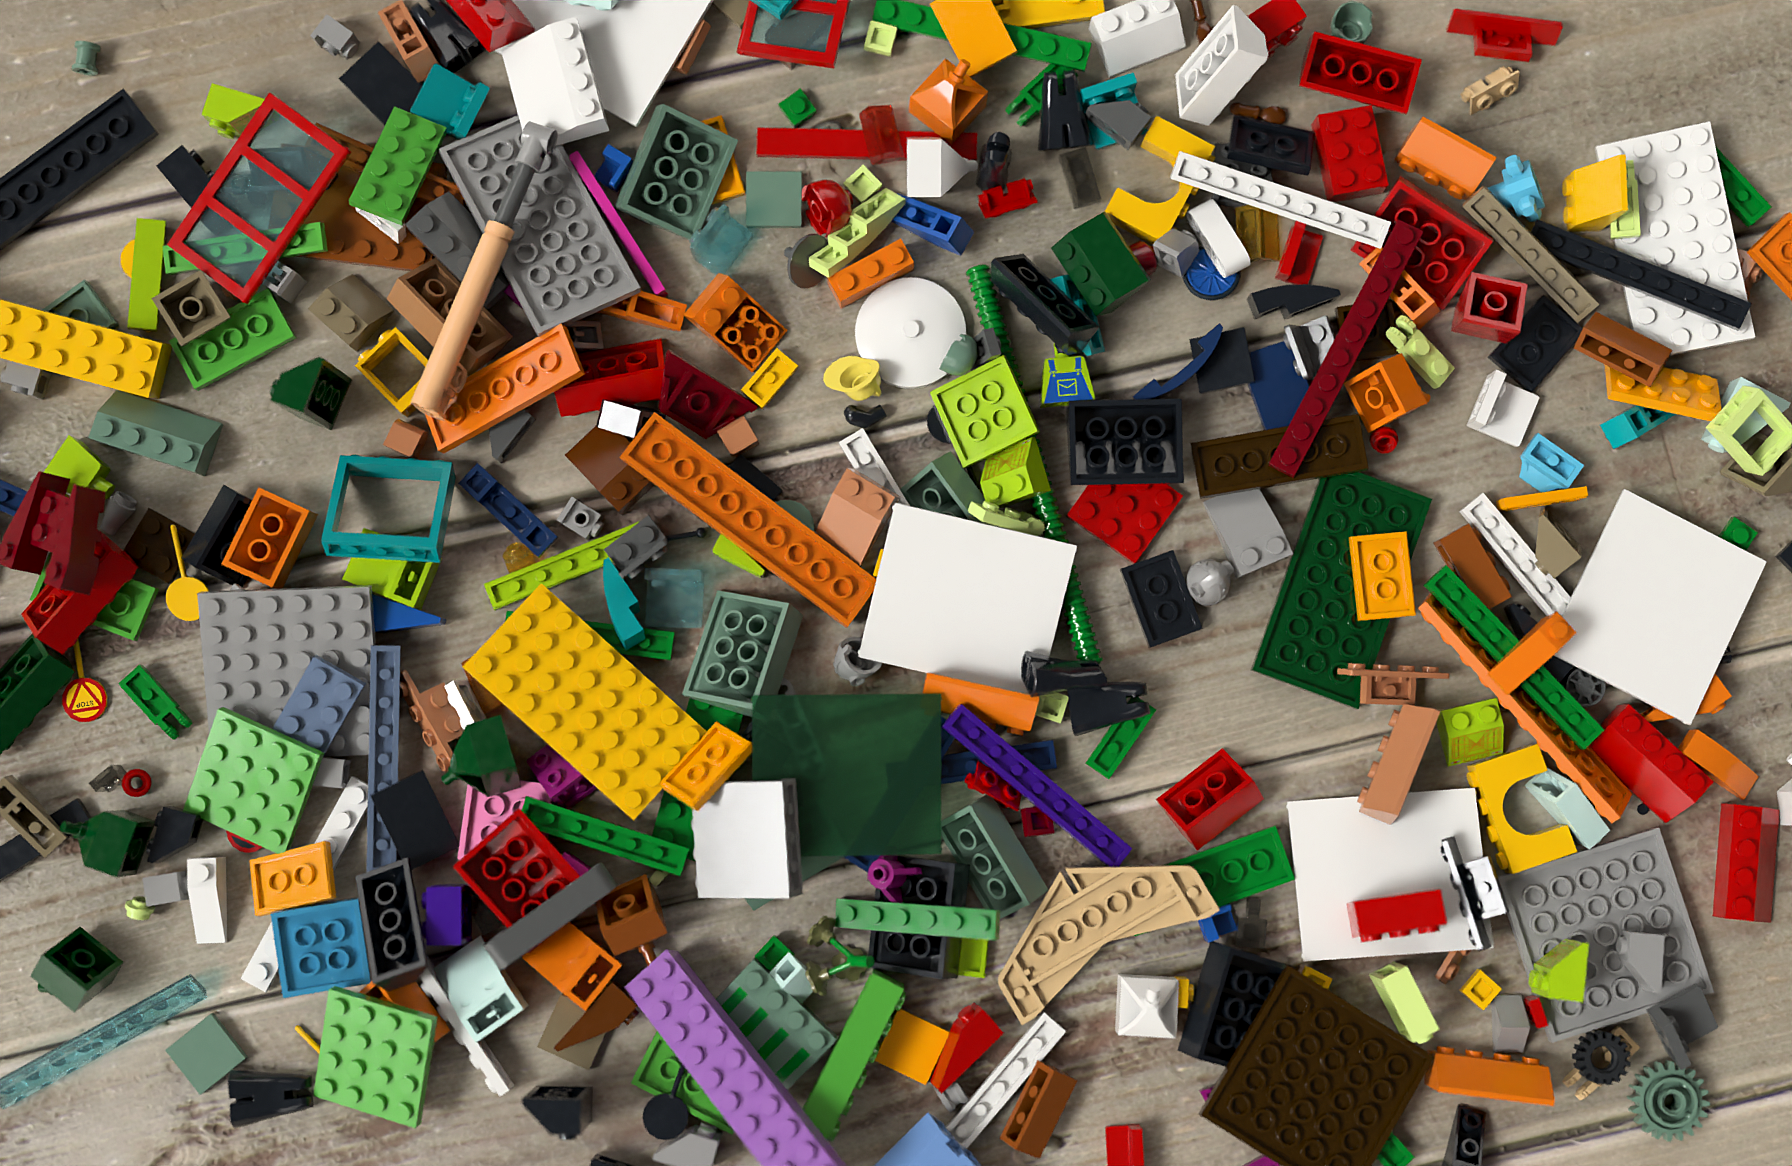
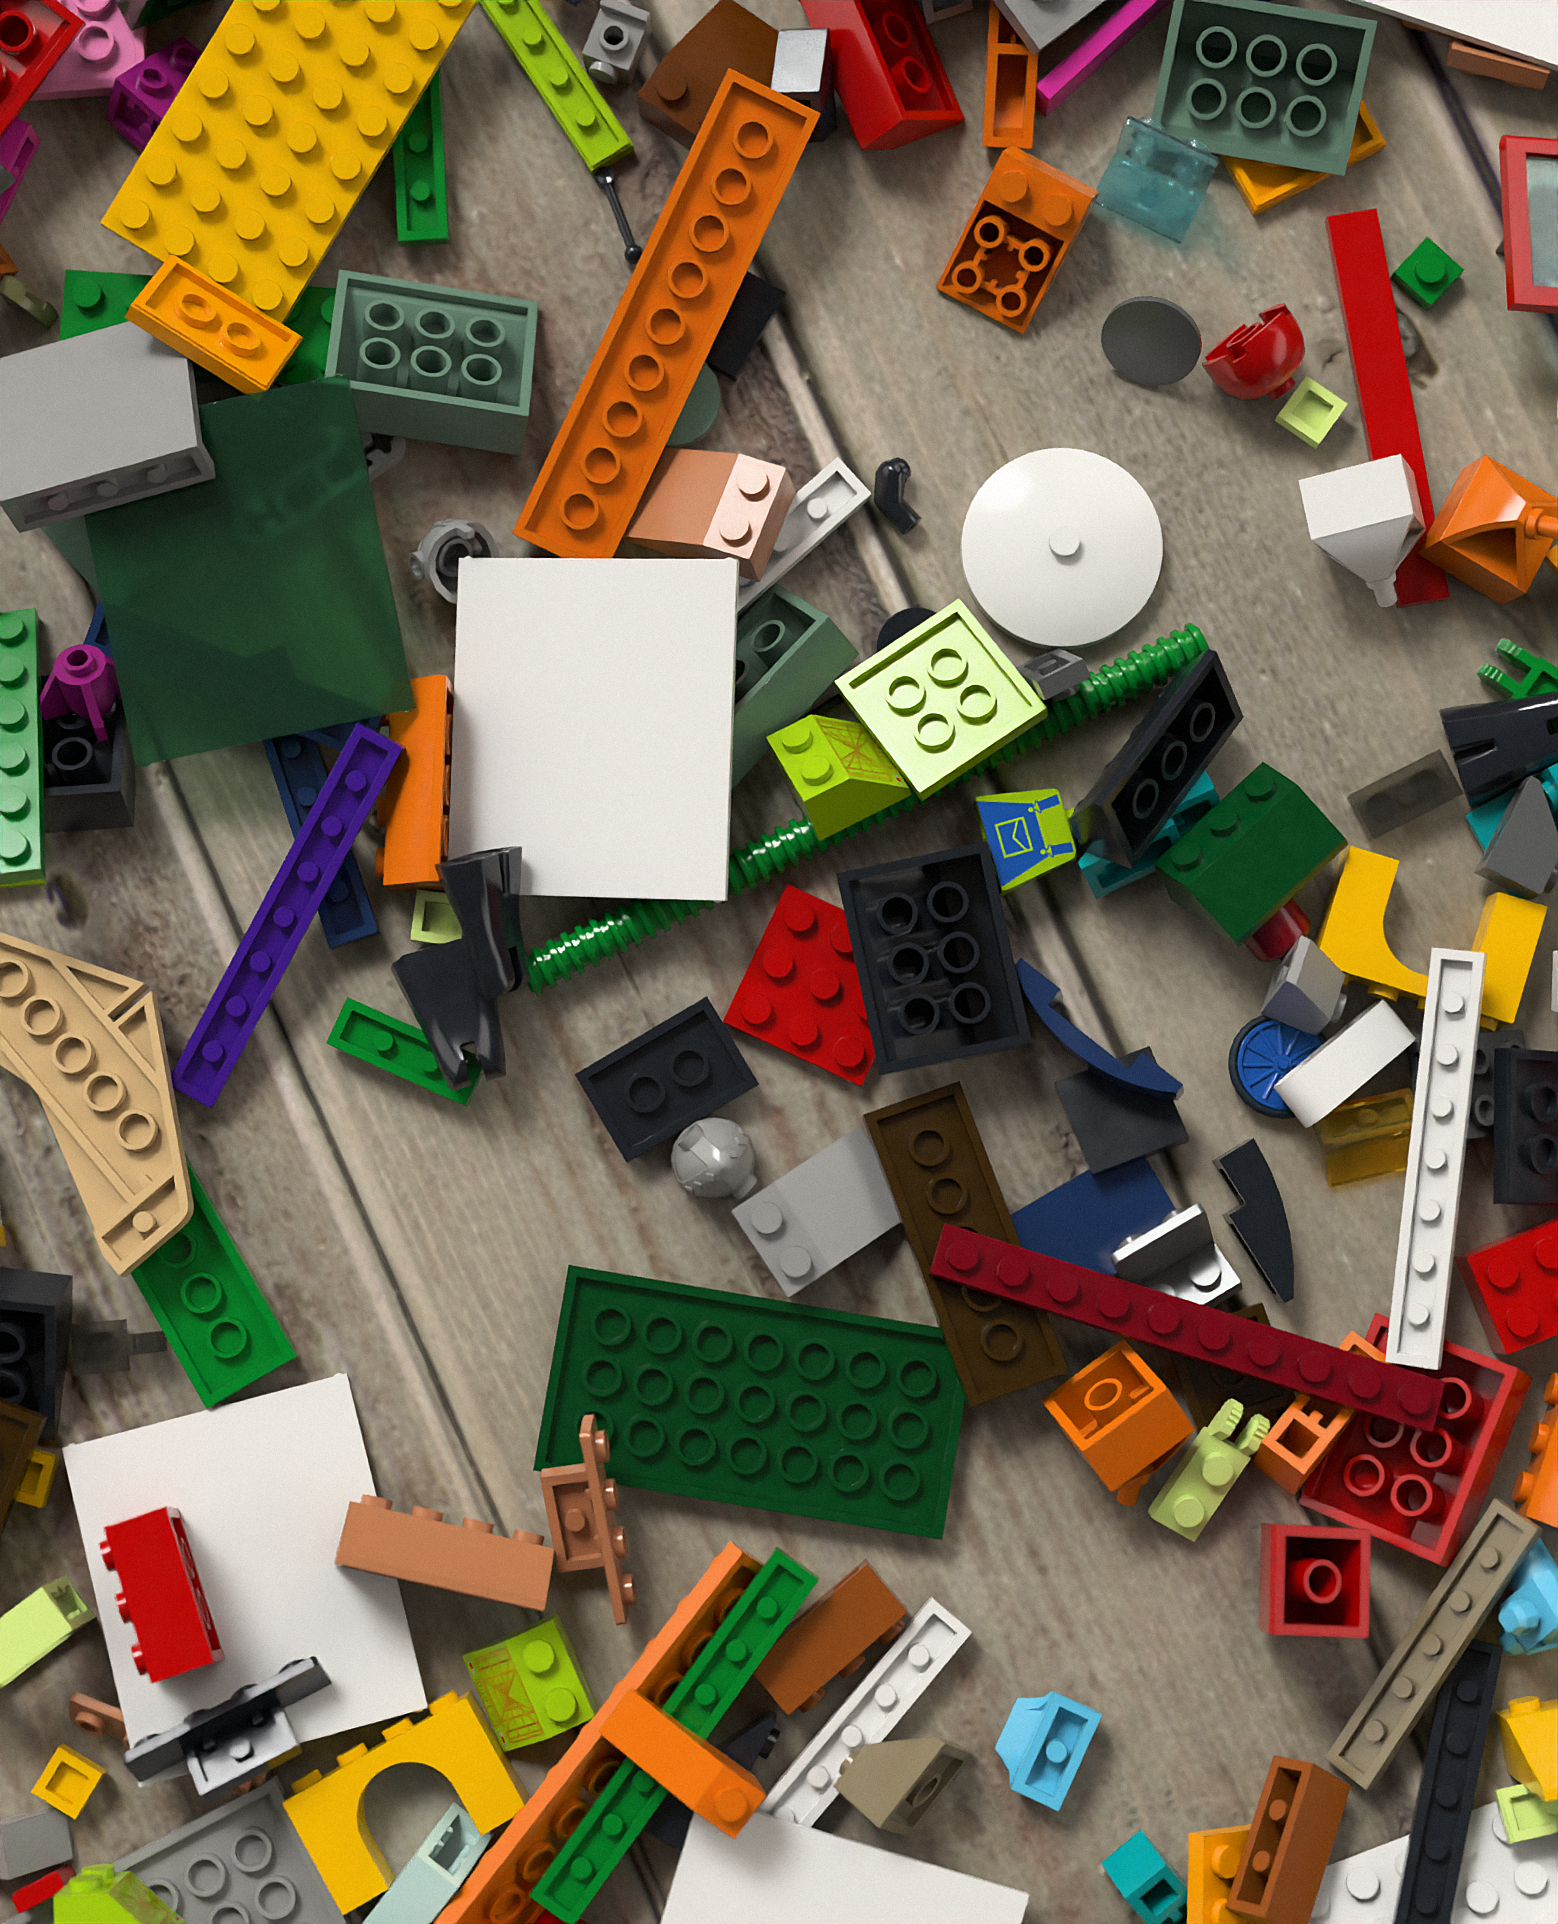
camera: 85 degrees right, 0 degrees up
(606, 836) = (69, 186): green plate -> none
(622, 607) = (473, 134): teal slope -> none
(636, 546) = (584, 142): dark grey bracket -> none
(674, 598) = (508, 229): clear light blue bracket -> none
(698, 398) = (865, 197): dark red wing -> none
(733, 554) = (601, 308): lime slope -> none
(738, 437) = (813, 282): nougat piece -> none
(769, 378) = (928, 317): yellow plate -> none
(773, 199) = (1252, 263): sand green tile -> none
(854, 377) = (958, 461): light yellow piece -> none
(863, 227) = (1233, 425): yellowish green slope -> none
(870, 273) = (1152, 454): orange brick -> none
(881, 134) = (1411, 424): clear red slope -> none
(934, 225) = (1264, 544): blue slope -> none
(960, 356) = (1030, 633): sand green hair -> none
(990, 783) = (273, 836): red hinge -> none
(994, 161) = (1403, 631): black piece -> none
(995, 203) = (1347, 691): red hinge -> none
(998, 863) = (149, 872): sand green slope -> none
(1007, 519) = (751, 771): yellowish green hinge -> none
(1036, 822) = (225, 929): dark red plate -> none
(1210, 799) = (323, 1230): red slope -> none
(1218, 924) = (105, 1288): blue panel -> none
(1299, 255) = (1344, 1219): red panel -> none
(1382, 576) = (781, 1470): light orange tile -> none
(1387, 445) = (1025, 1429): red plate -> none
(1503, 410) = (1133, 1645): white bracket -> none
(1539, 346) = (1270, 1687): black tile -> none
(1542, 499) = (982, 1745): light orange tile -> none
(1584, 687) = (645, 1877): dark grey wheel -> none

